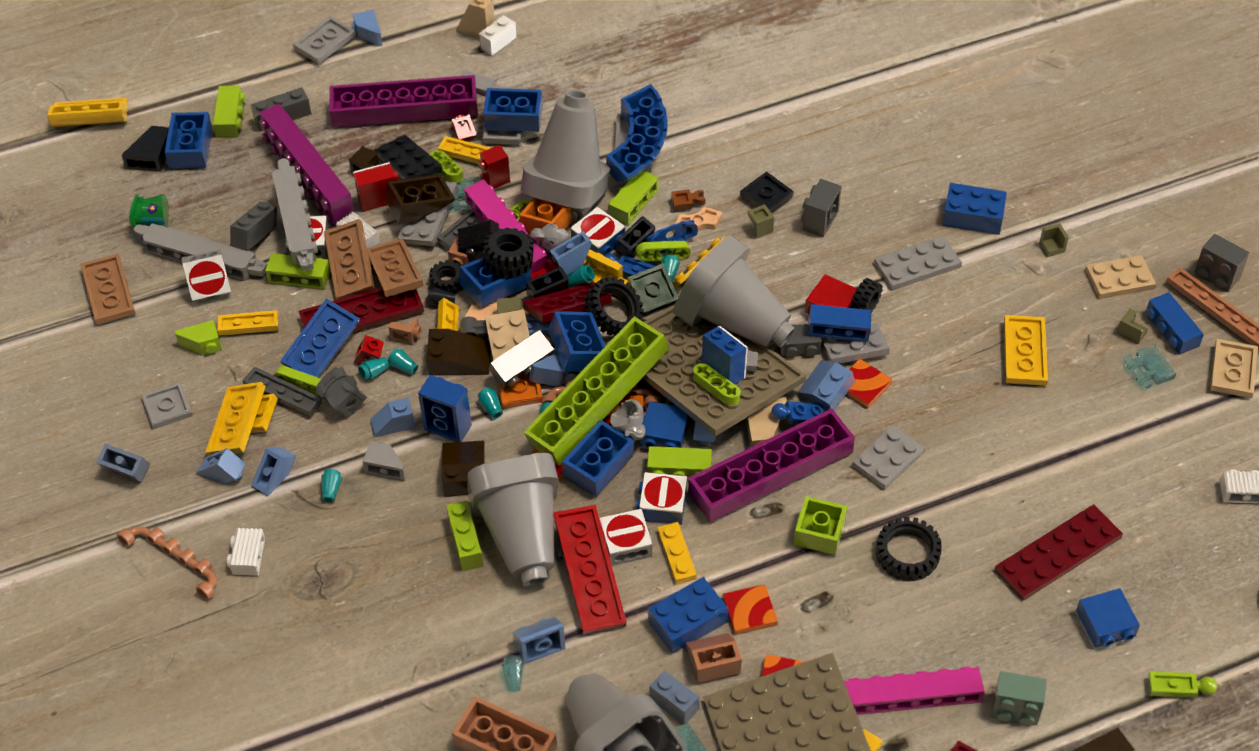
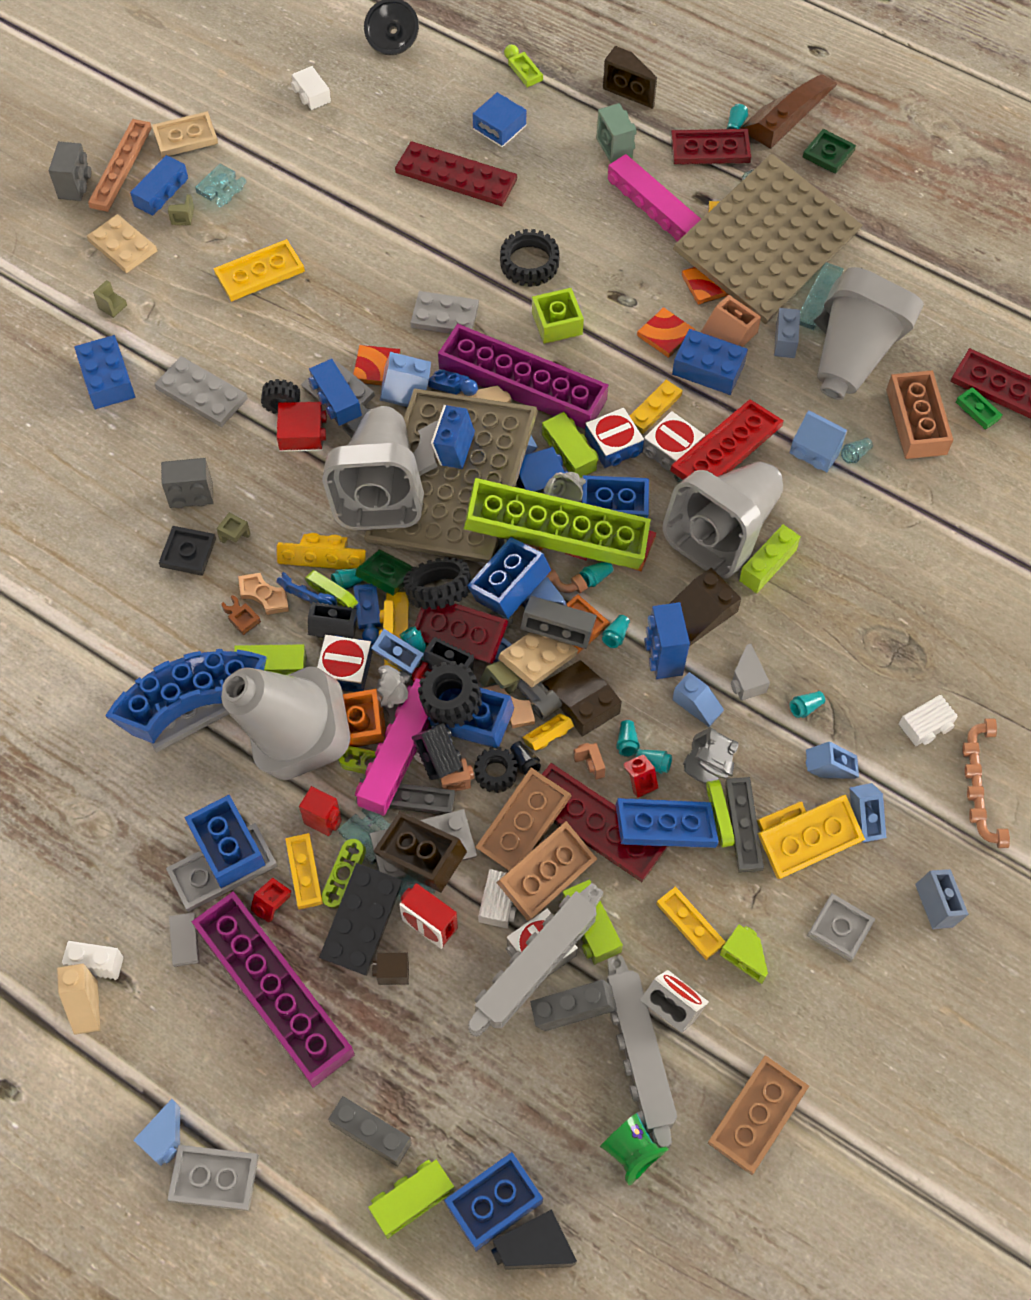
camera: 125 degrees left, 10 degrees up
(315, 174) = (444, 1021): magenta brick -> none
(706, 375) = (478, 428): lime beam -> none

